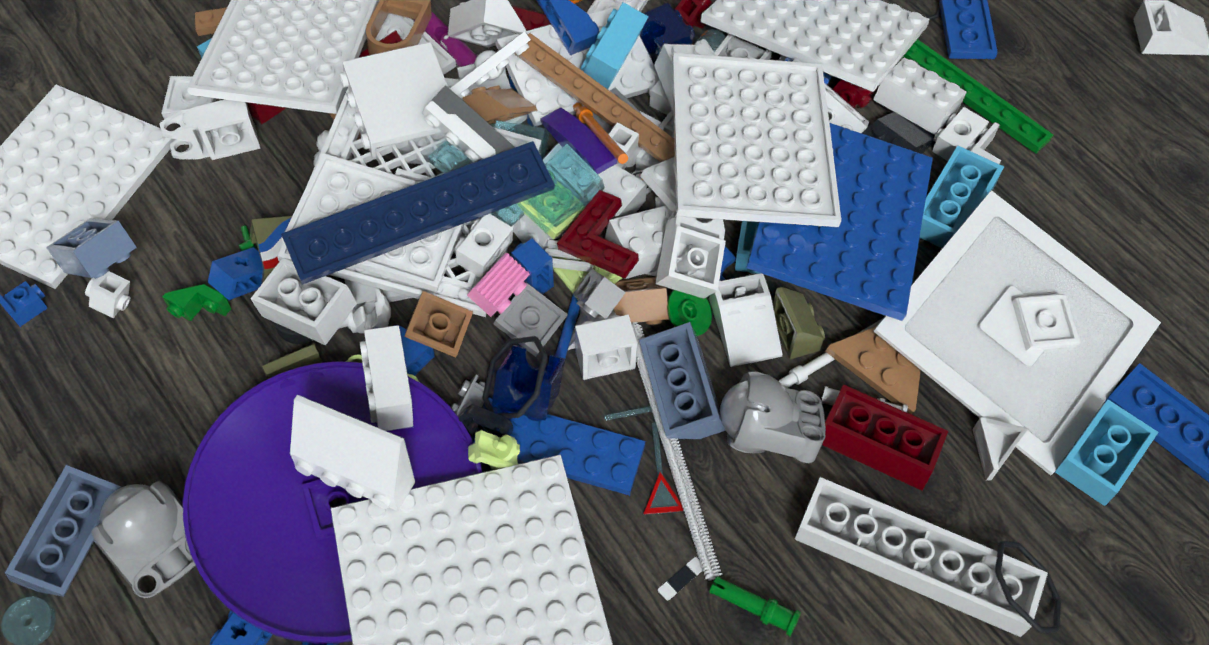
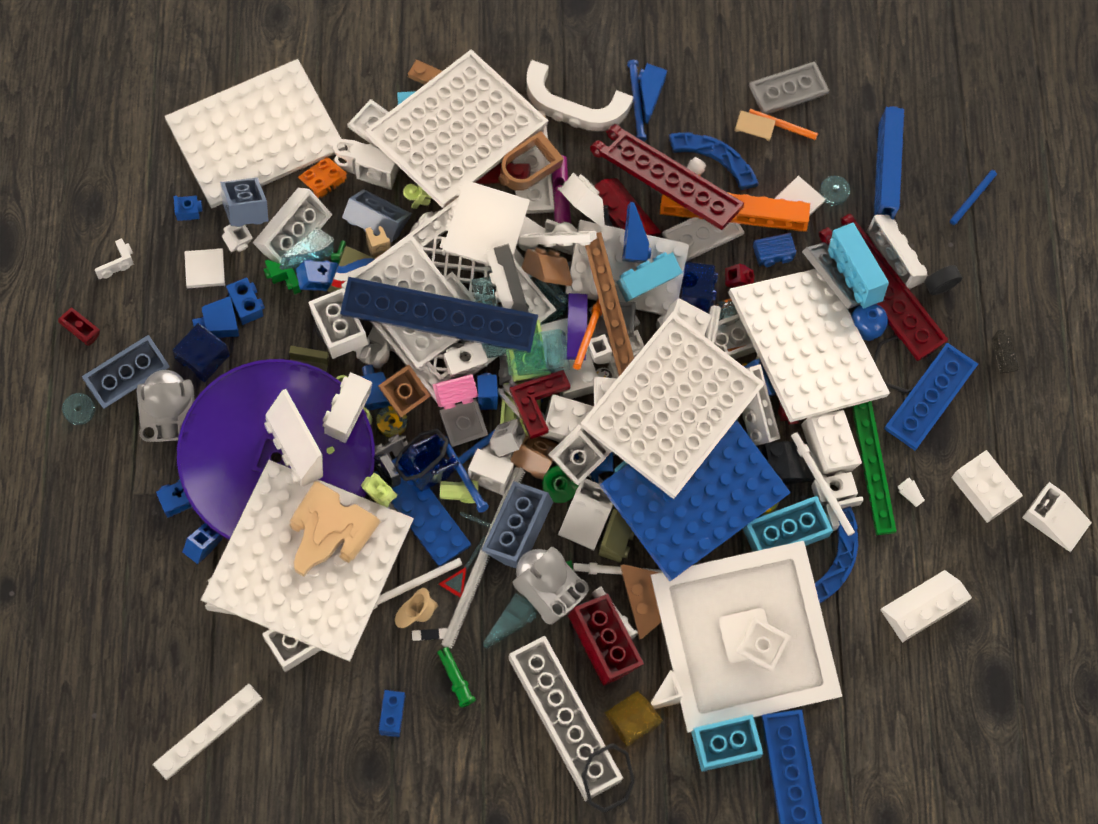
camera: 30 degrees right, 10 degrees up
(91, 354) = (204, 268): none -> white tile
(149, 397) = (219, 318): none -> blue torso
(152, 444) = (201, 352): none -> clear blue piece
(165, 360) = (241, 302): none -> blue brick
(171, 245) = (291, 224): none -> white slope
(172, 178) = (322, 176): none -> orange hinge
(209, 245) = (314, 247): none -> clear light blue slope
(262, 179) = (372, 211): none -> sand blue slope
(283, 198) = (377, 244): none -> tan hinge
(296, 127) = (417, 194): none -> yellowish green hips
(445, 384) = (391, 429): none -> piece
(468, 530) = (327, 526): none -> tan rock
(590, 390) = (456, 491): none -> yellowish green piece
(621, 522) = (418, 581): none -> white bar
(629, 385) = (481, 505): none -> blue bar
(644, 558) = (417, 608): none -> tan piece
(761, 483) = (514, 617): none -> clear light blue slope
(904, 115) = (804, 452): none -> white bar
(986, 501) = (633, 718): none -> clear yellow slope
(1025, 188) = (843, 561): none -> blue tile
(1028, 93) = (911, 492): none -> white cone
(1090, 44) = (986, 486): none -> white brick
(1146, 183) = (925, 605): none -> white slope

